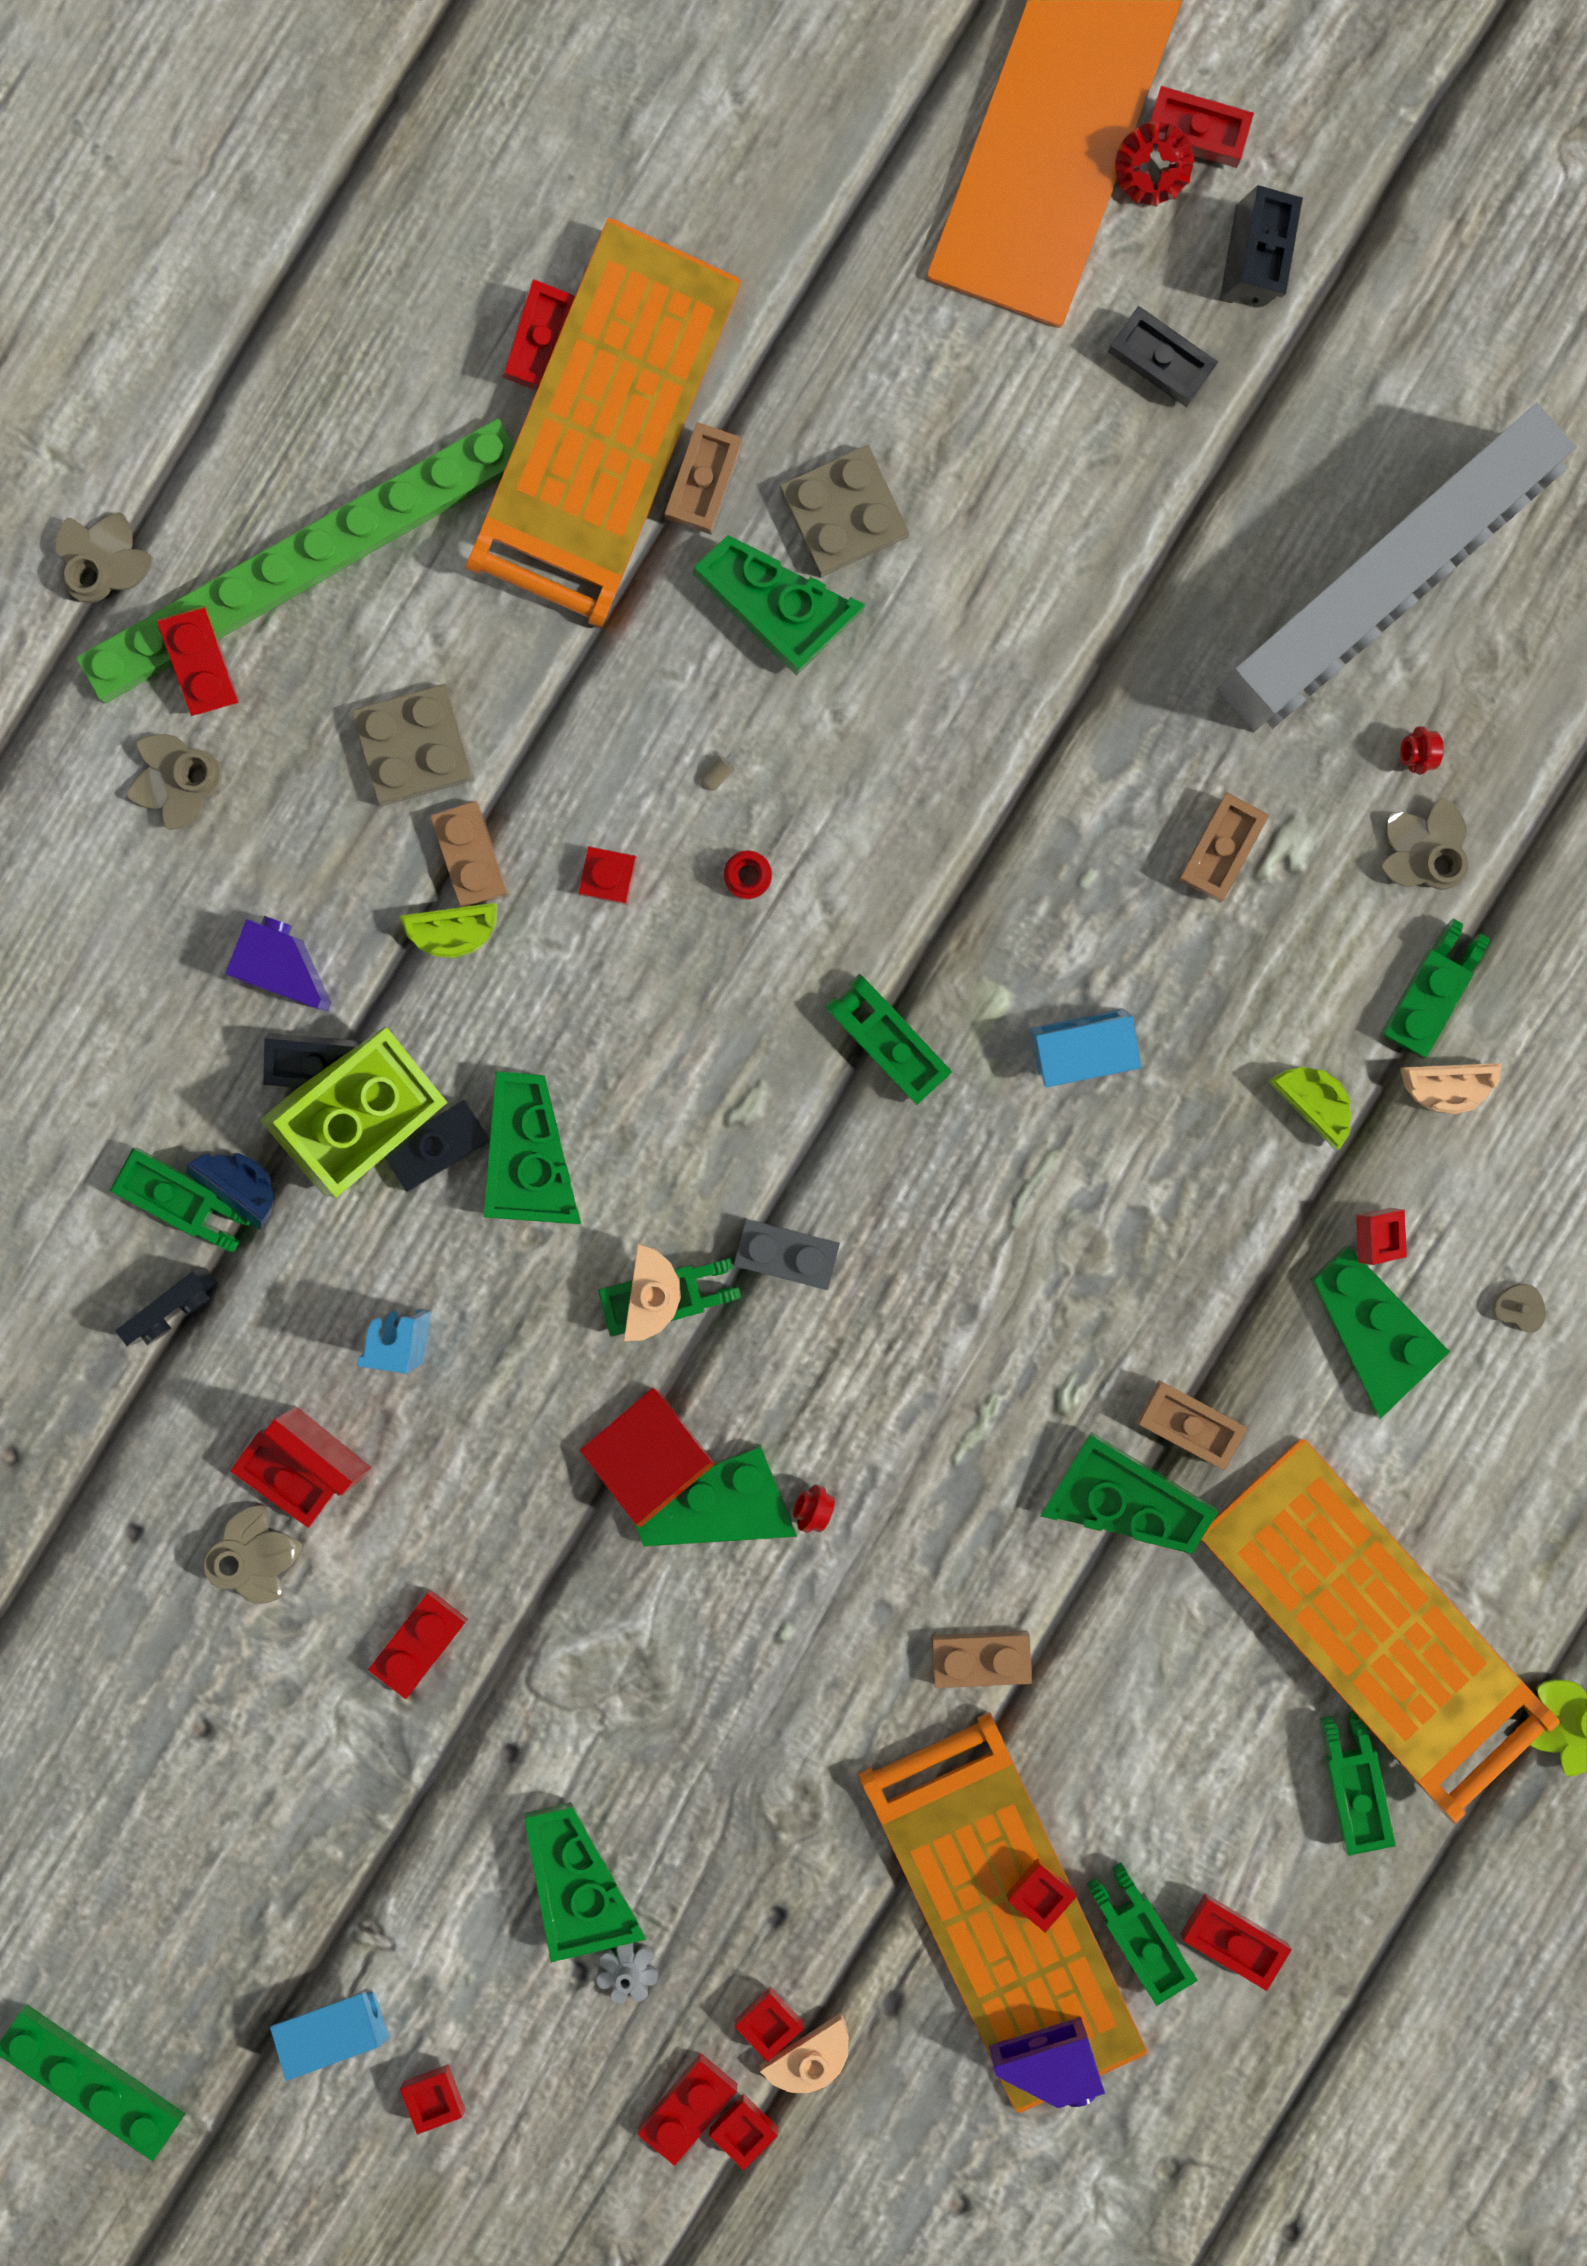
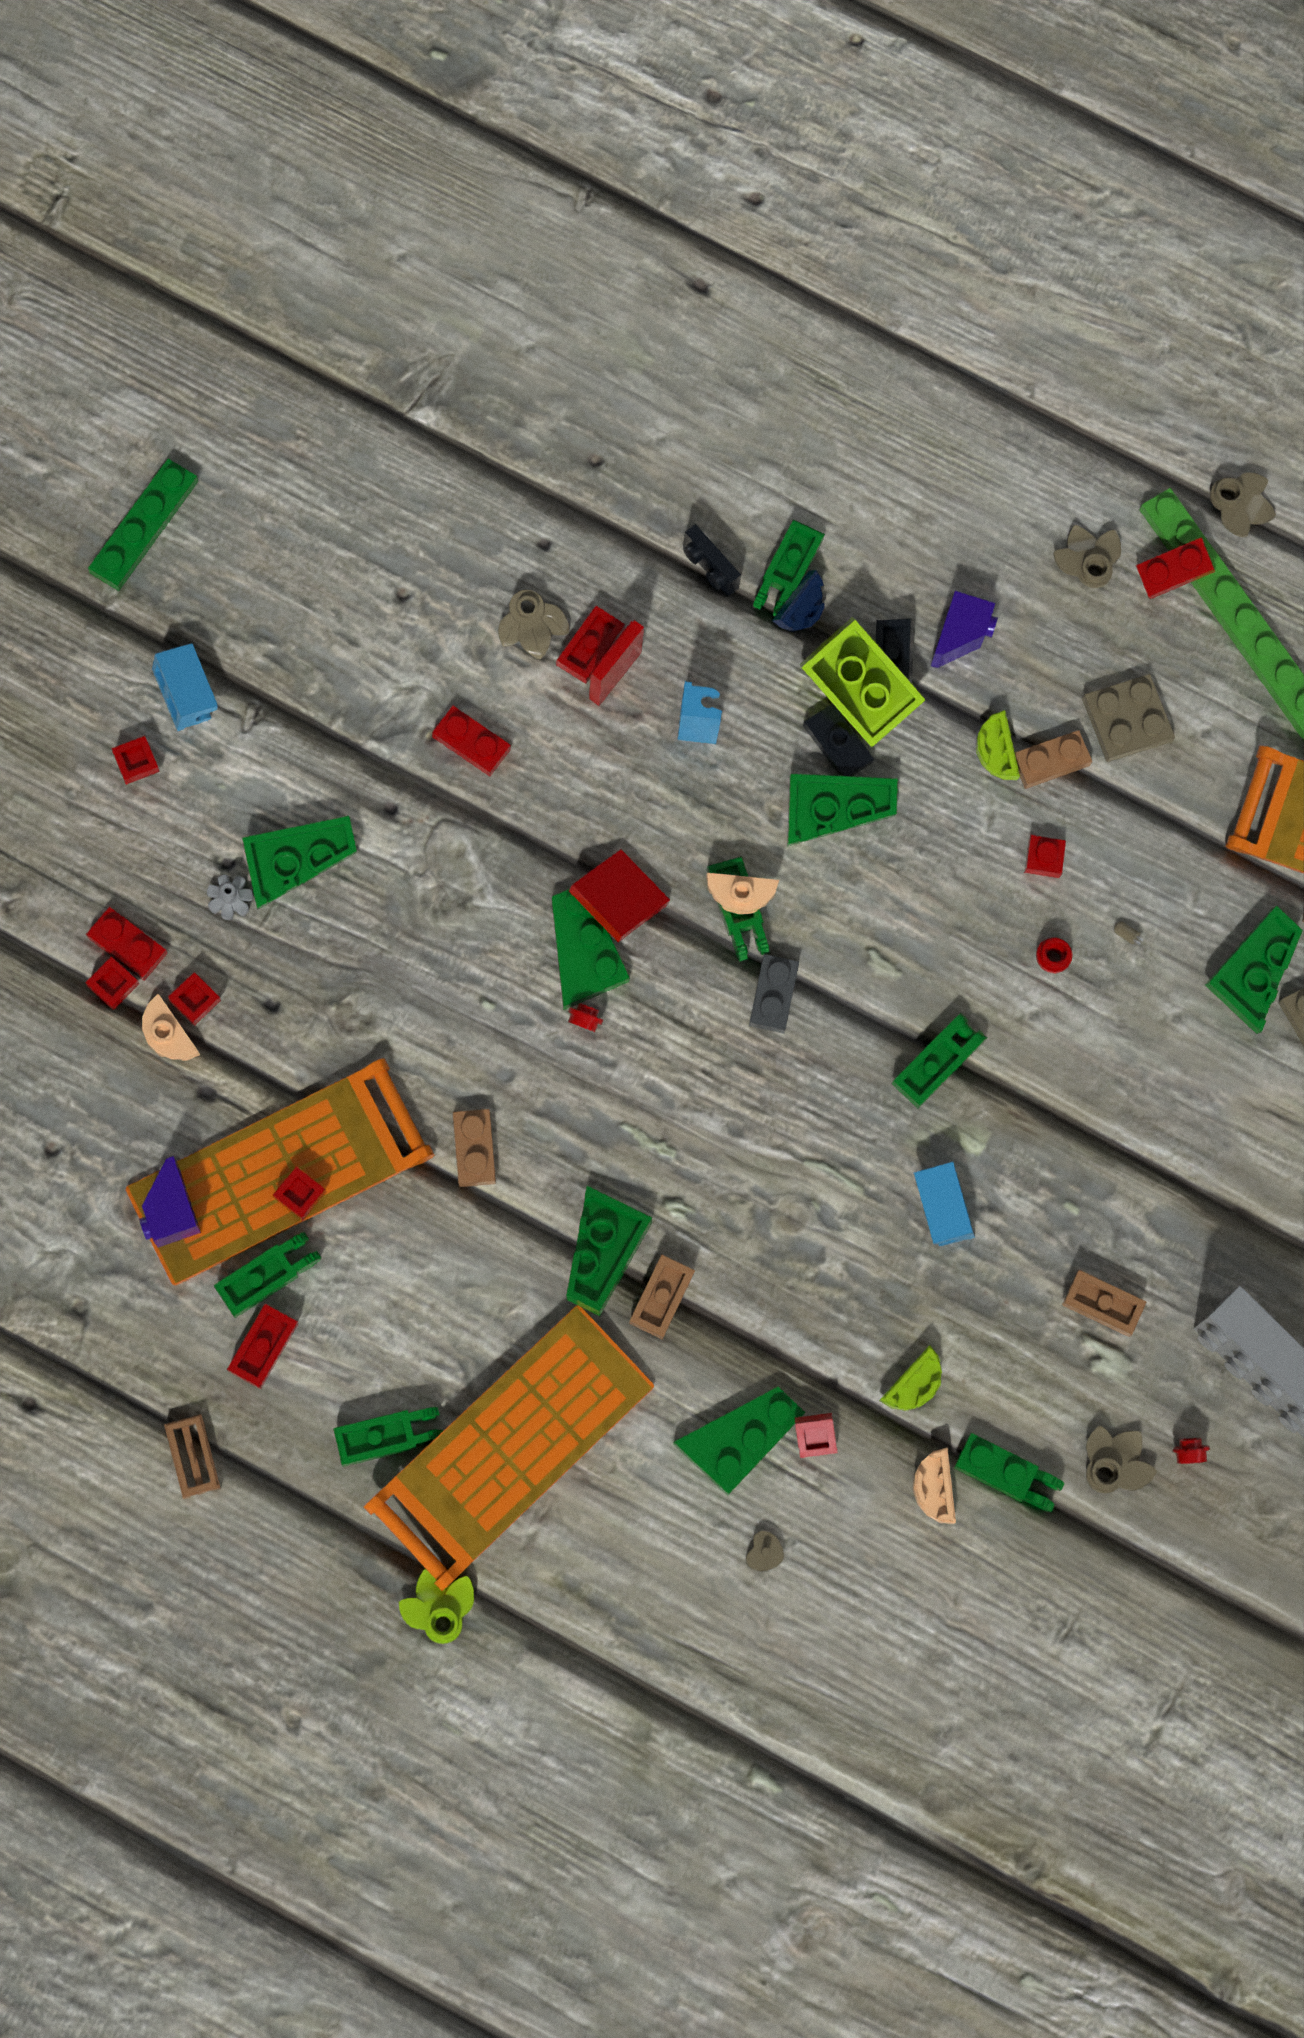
camera: 80 degrees right, 15 degrees down
(1365, 2012) = (200, 1487): none -> medium nougat tile

